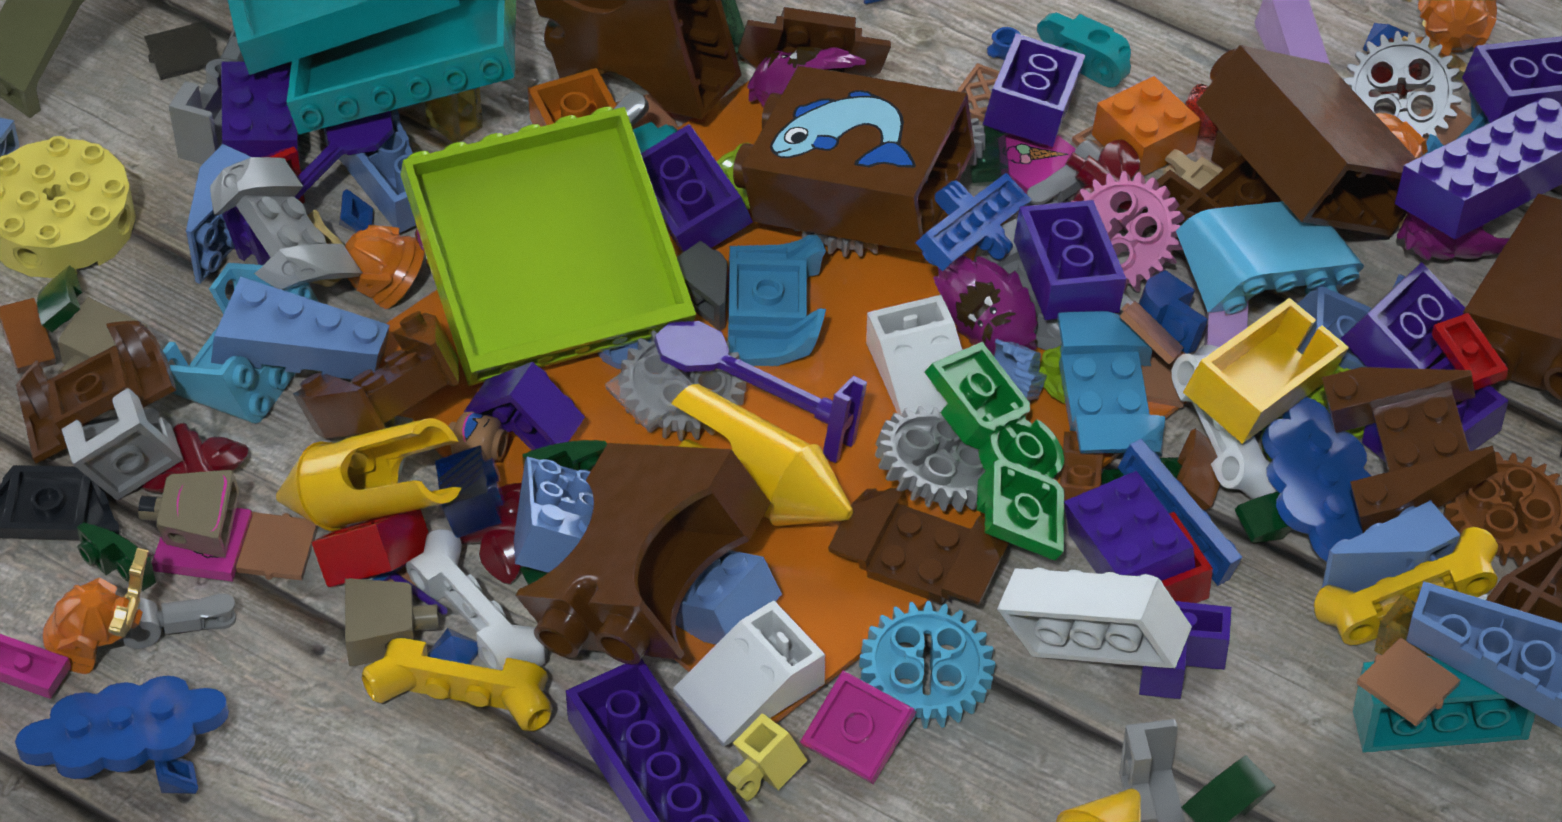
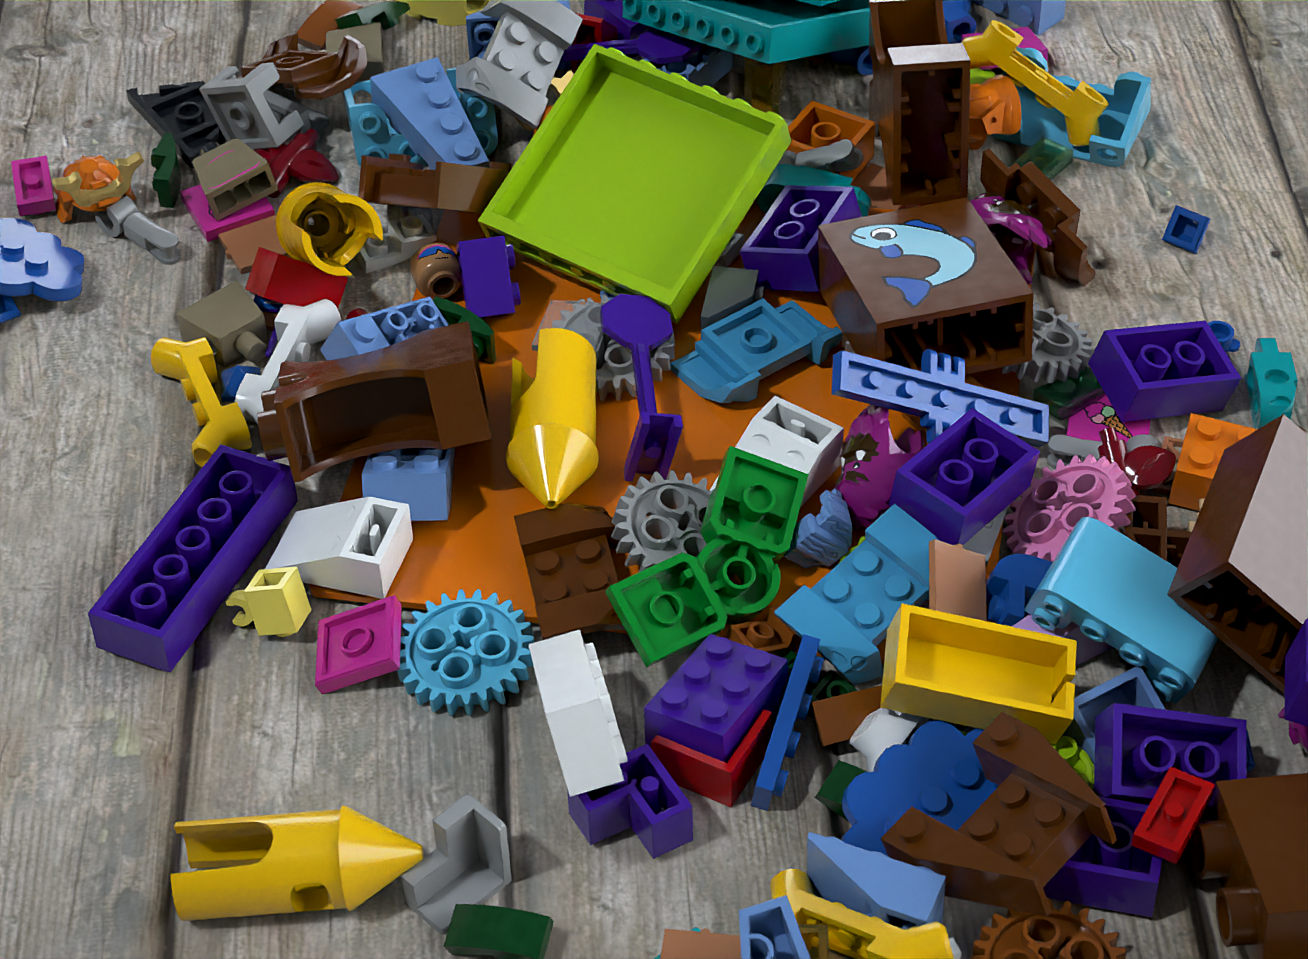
camera: 55 degrees right, 5 degrees down
(480, 493) = (374, 288): clear blue brick -> none

